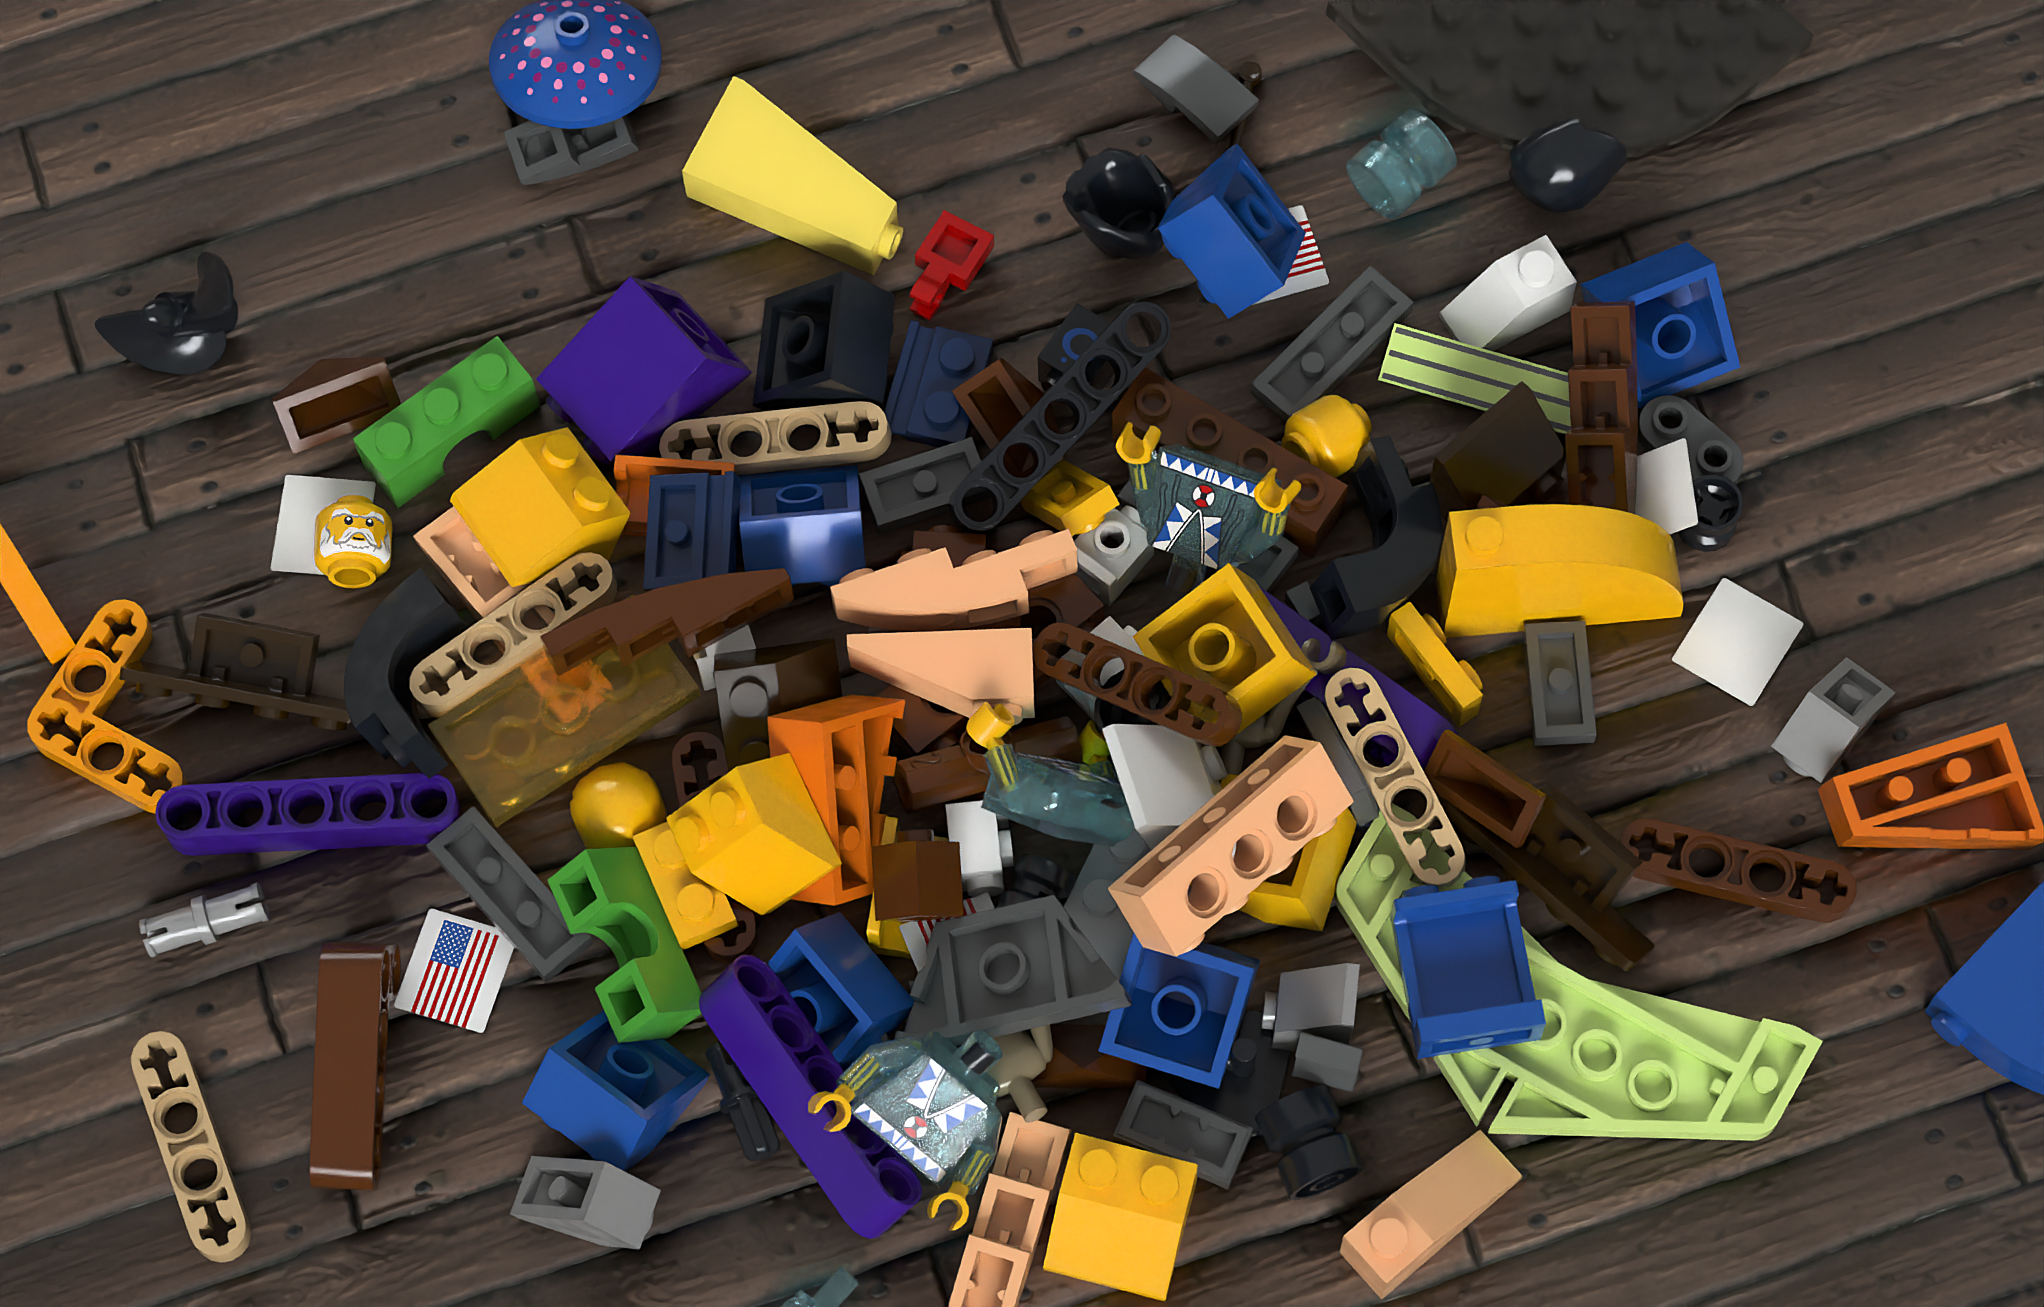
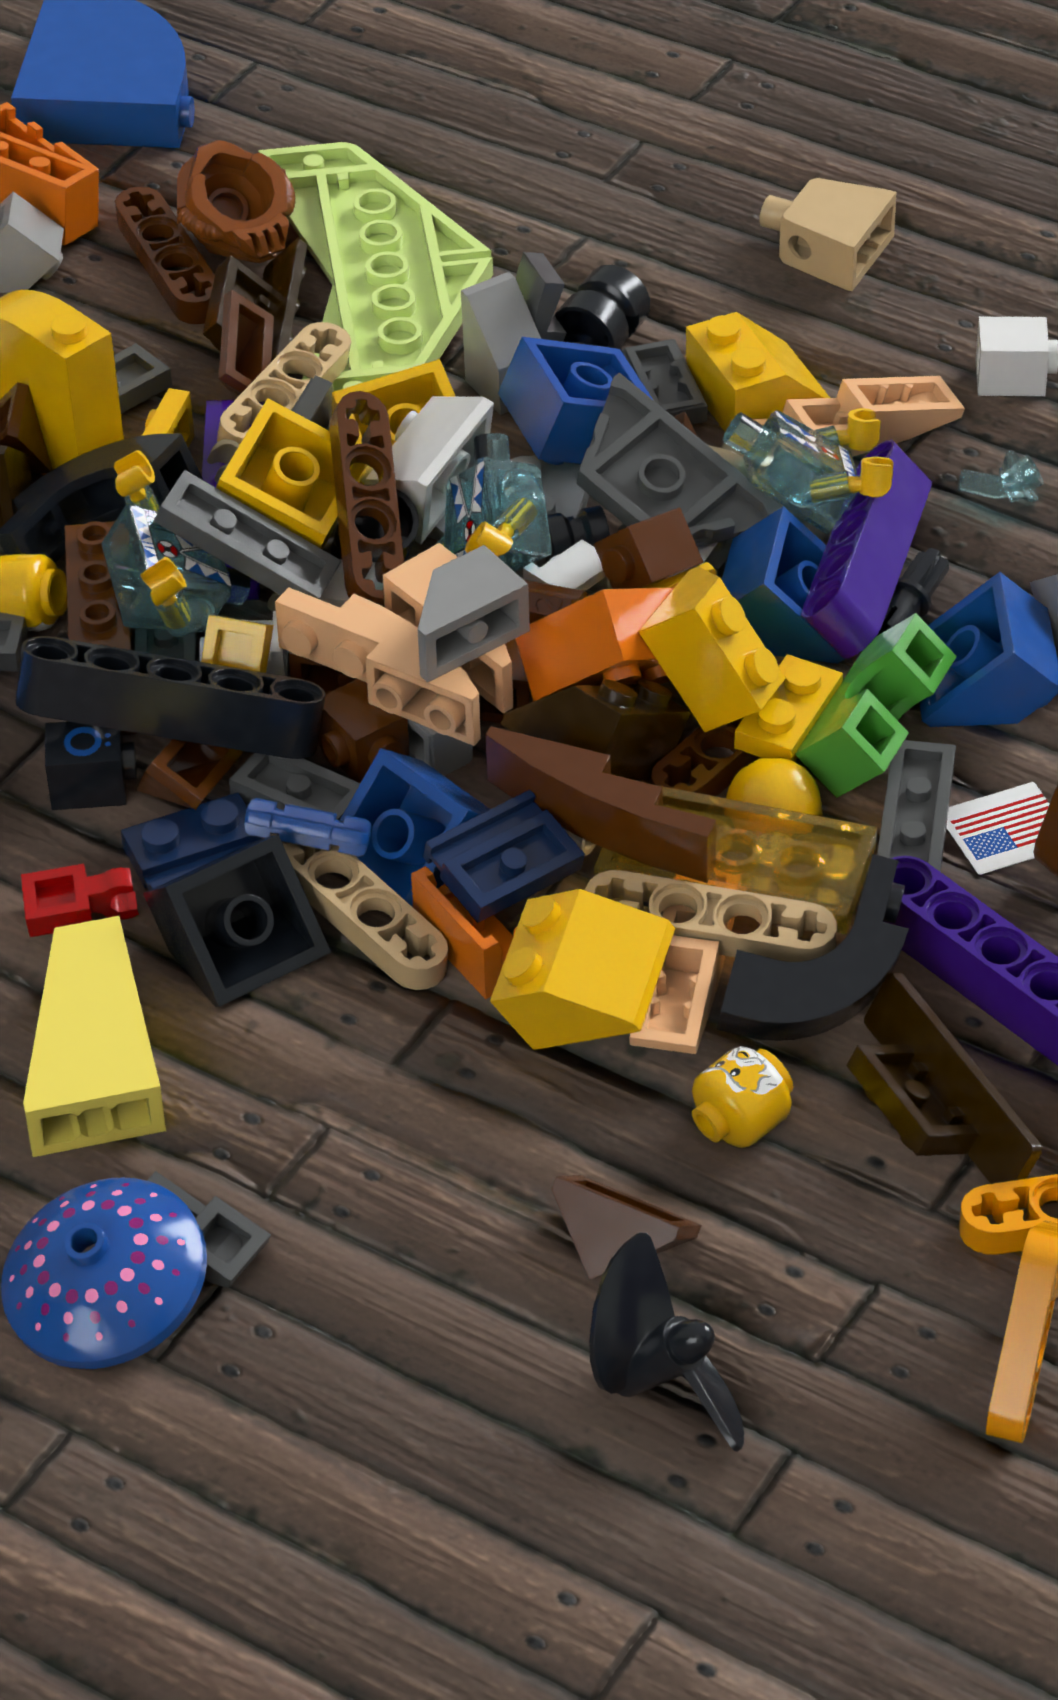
camera: 130 degrees left, 25 degrees down
(300, 504) = (741, 1179): white sticker -> none
(411, 441) = (611, 1106): bright green arch -> none
(639, 371) = (383, 1007): dark purple slope -> none
(843, 427) = (307, 827): none -> blue axle
(906, 628) = (470, 611): none -> light grey slope
(1172, 568) = (245, 538): none -> dark grey plate
(1200, 850) = (449, 364): light nougat brick -> none
(1427, 1213) = (579, 245): light nougat slope -> none
(1465, 967) = (399, 294): blue panel -> none
(1728, 941) = (235, 201): none -> dark orange helmet

